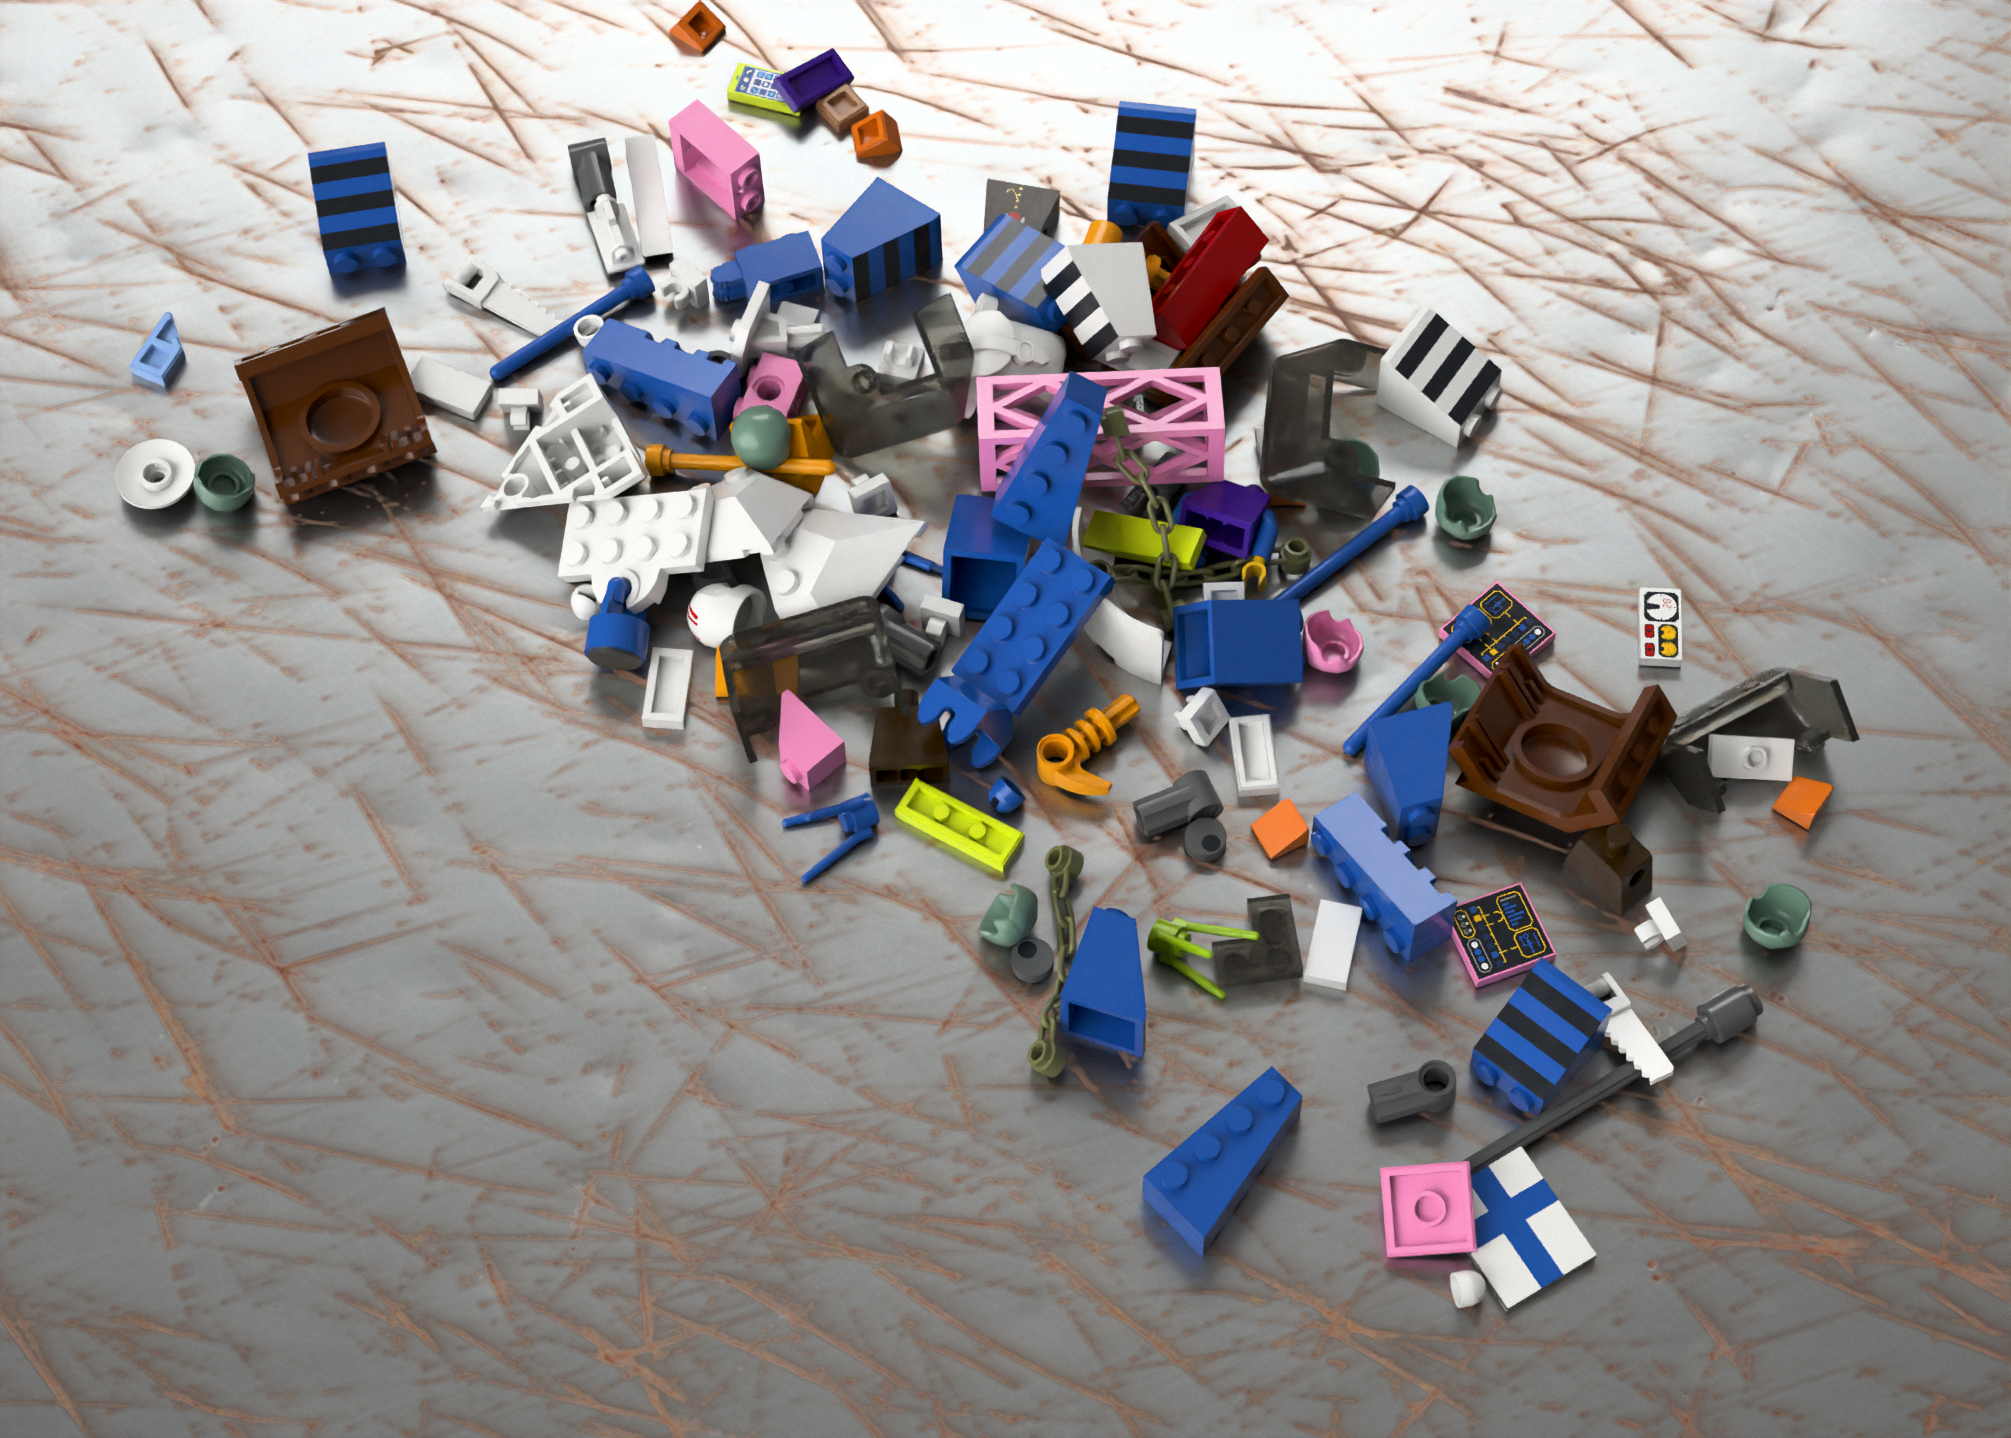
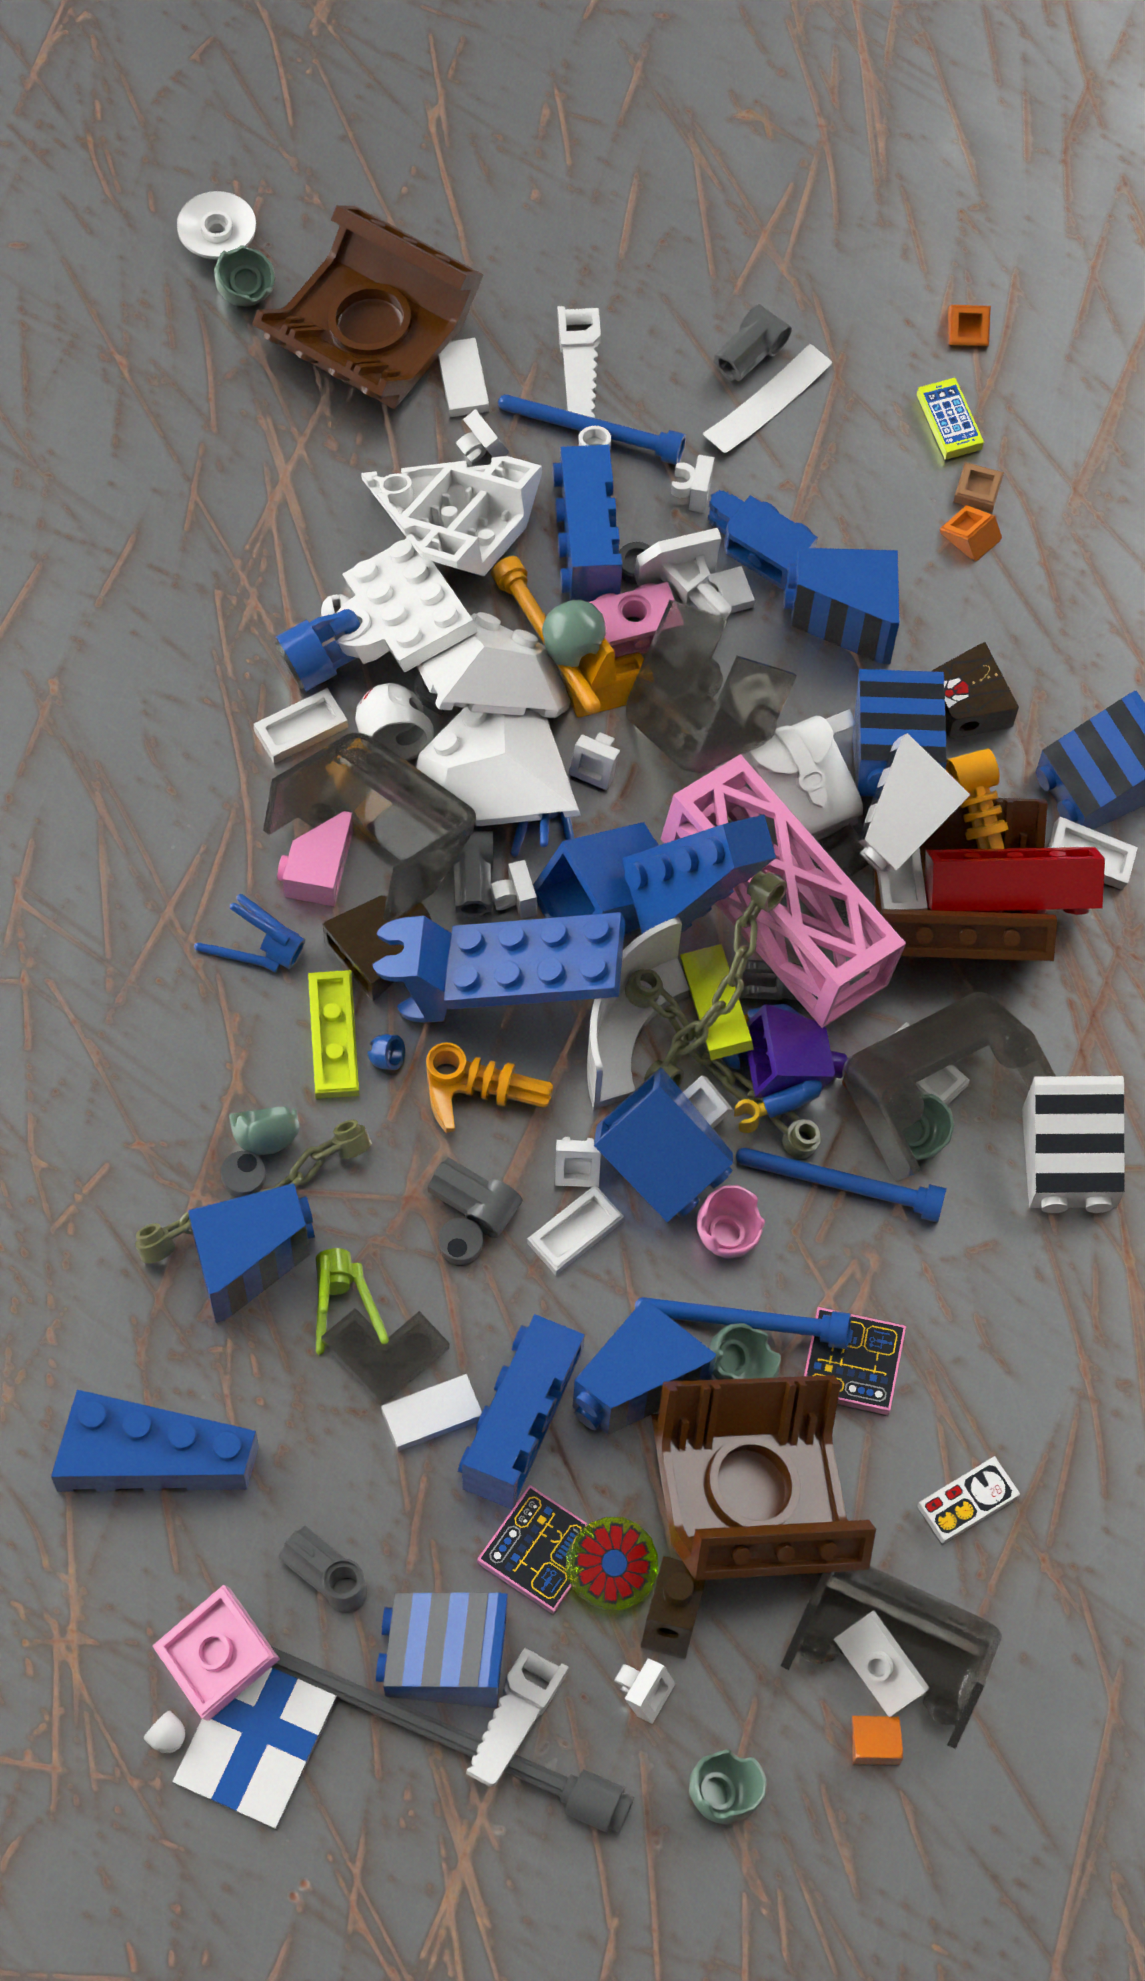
camera: 50 degrees right, 5 degrees up
(160, 353) = (338, 154): light blue tile -> none
(357, 207) = (571, 195): blue slope -> none
(614, 235) = (706, 400): white hinge -> none
(717, 159) = (831, 422): bright pink window -> none
(813, 80) = (981, 444): dark purple tile -> none
(1281, 829) = (513, 1298): orange slope -> none
(1464, 508) = (958, 1250): sand green hair -> none
(1547, 889) = (612, 1563): none -> tile

